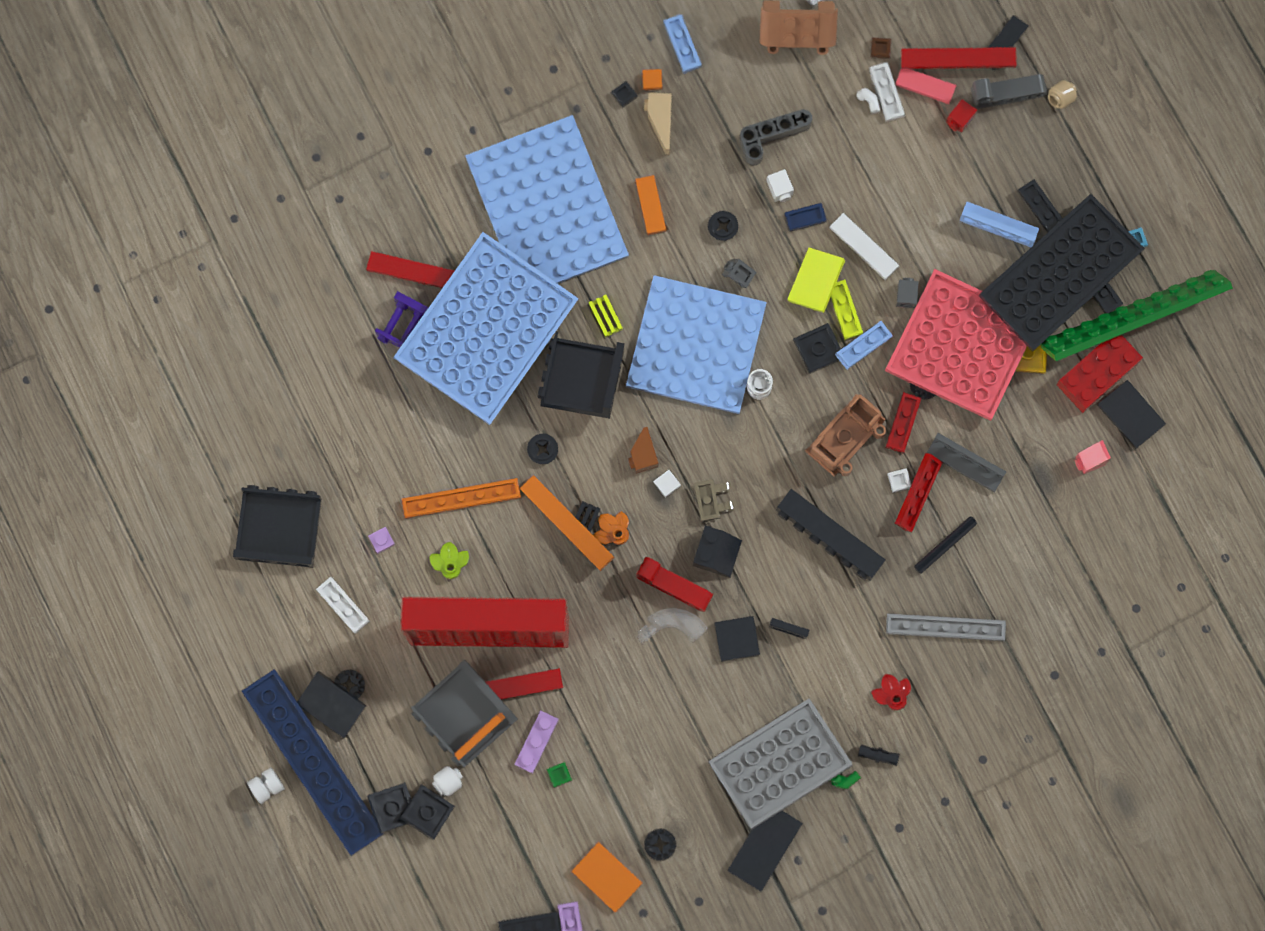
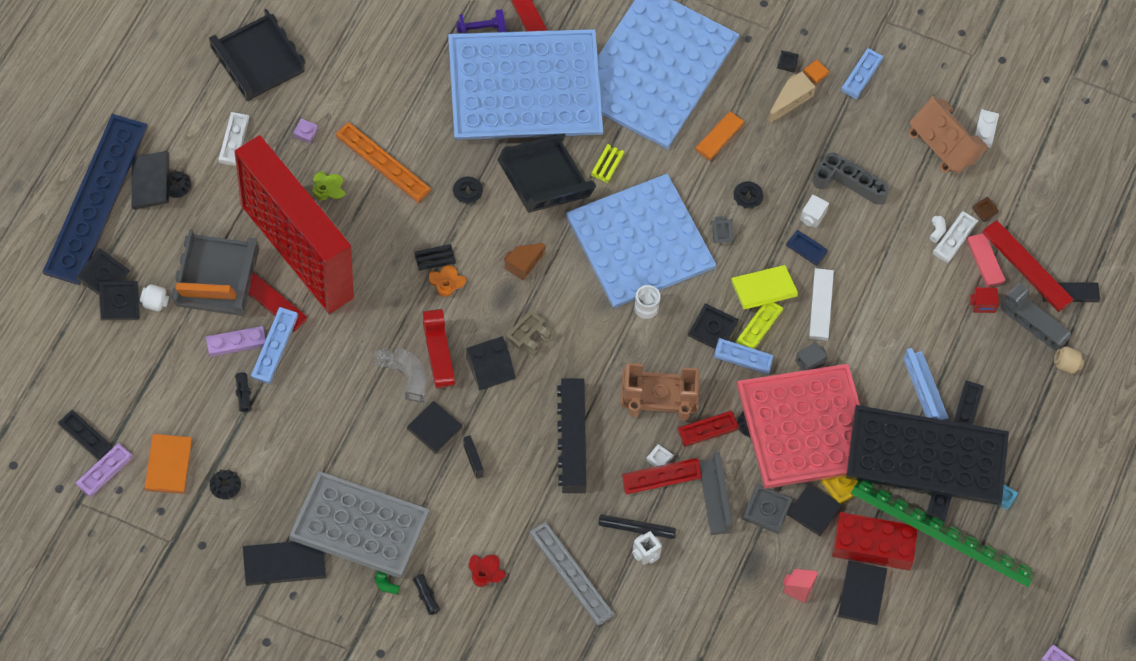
camera: 45 degrees right, 15 degrees down
(265, 785) = (50, 177): white wheel -> none
(559, 774) = (223, 375): green tile -> none
(567, 523) = (423, 243): orange tile -> none
(567, 714) = (274, 345): none -> light blue plate
(589, 770) = (243, 392): none -> black pin
(667, 483) = (514, 294): white tile -> none
(978, 548) = (649, 543): none -> white brick
(1006, 431) = (767, 509): none -> dark grey tile
(1035, 395) = (814, 509): none -> black tile

